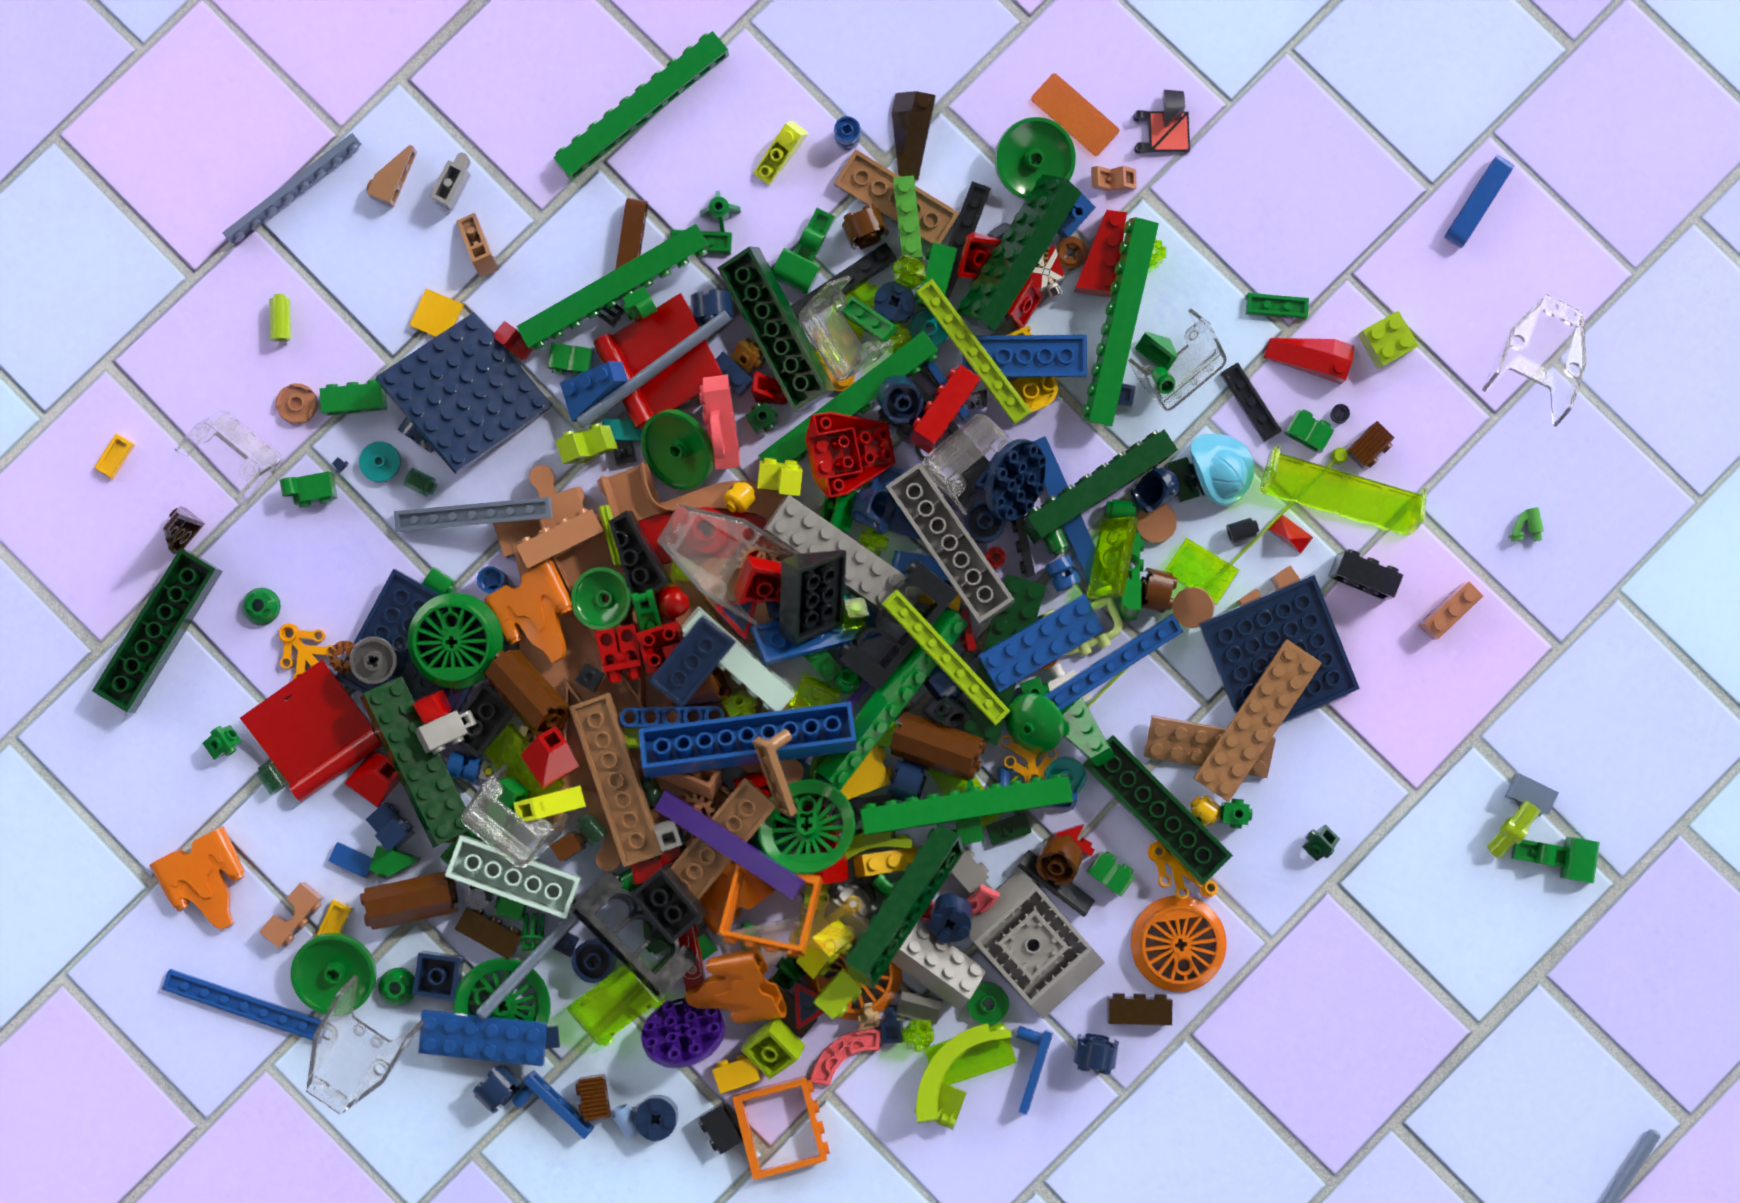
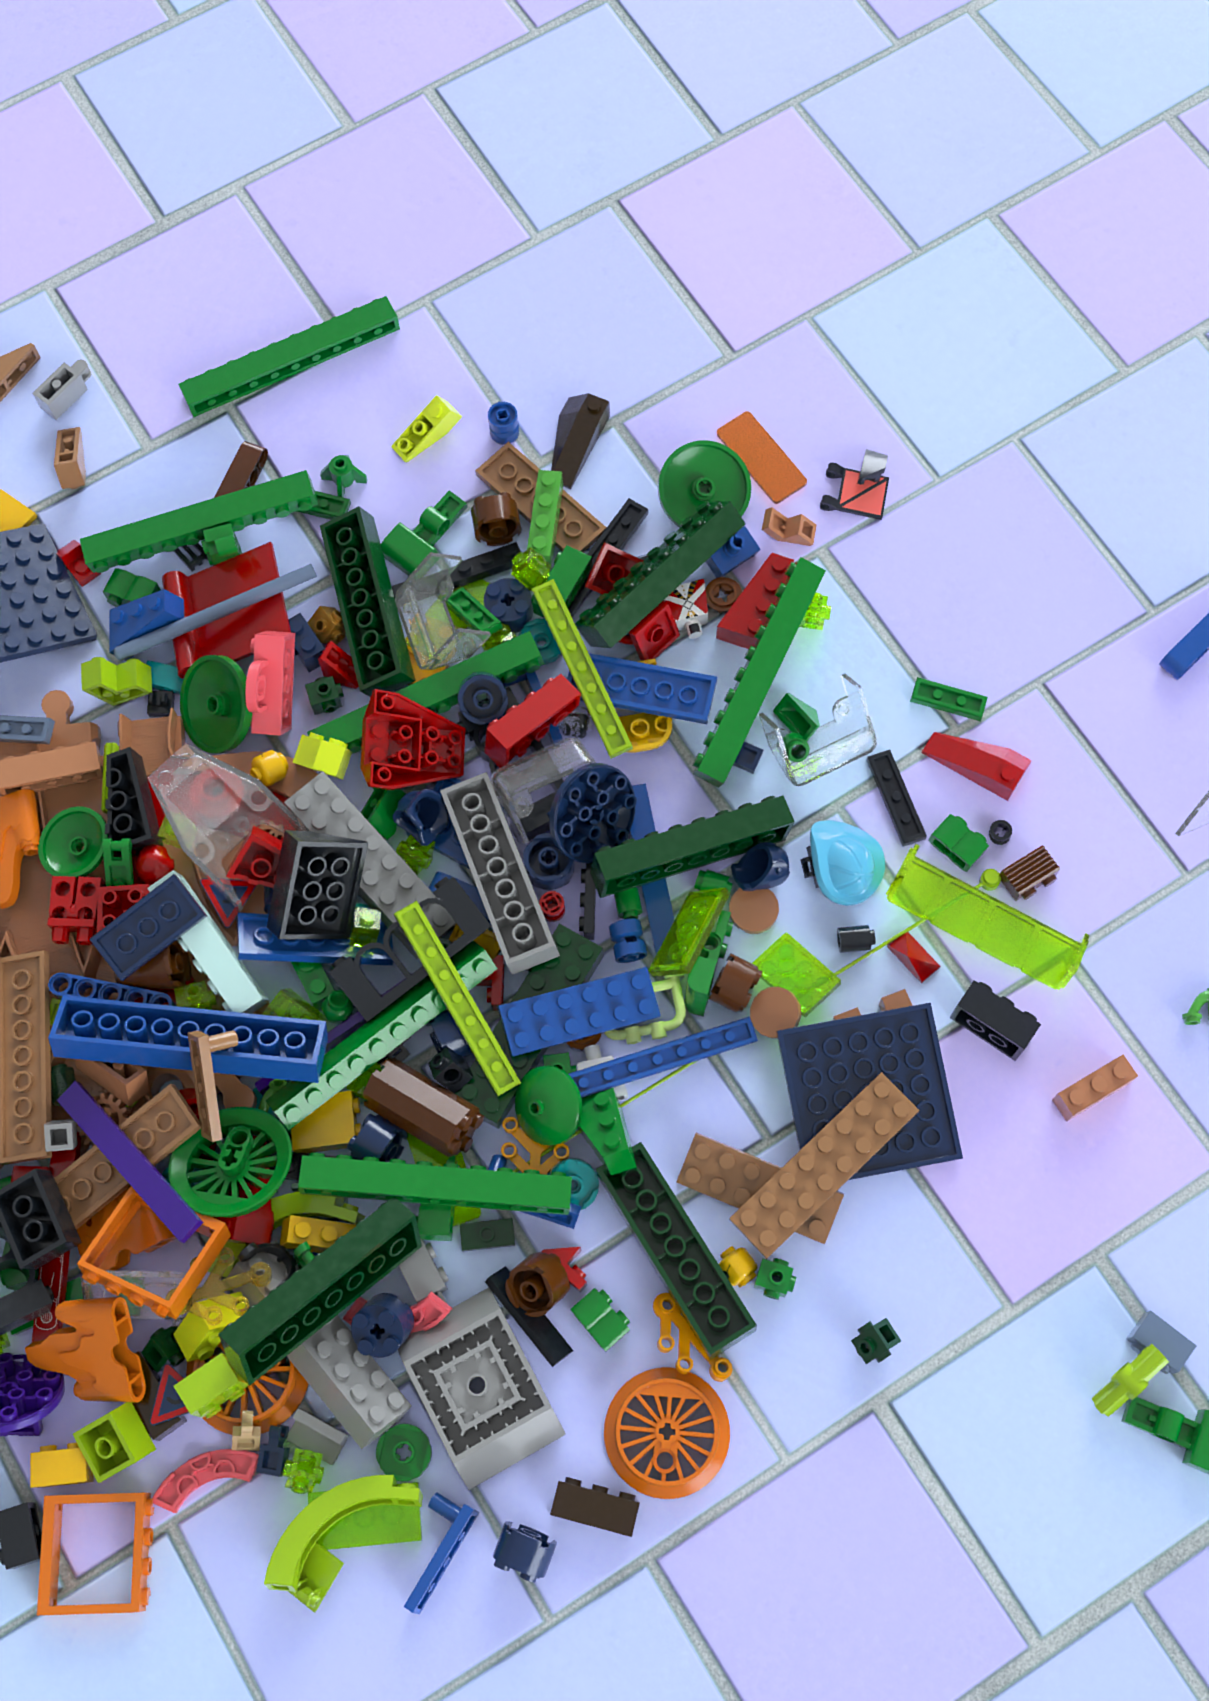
camera: 15 degrees right, 15 degrees down
(590, 677) = (33, 931): black brick -> none
(709, 305) = (299, 556): dark blue brick -> none
(1182, 470) = (796, 880): dark green plate -> none
(1388, 340) = (1072, 760): lime brick -> none

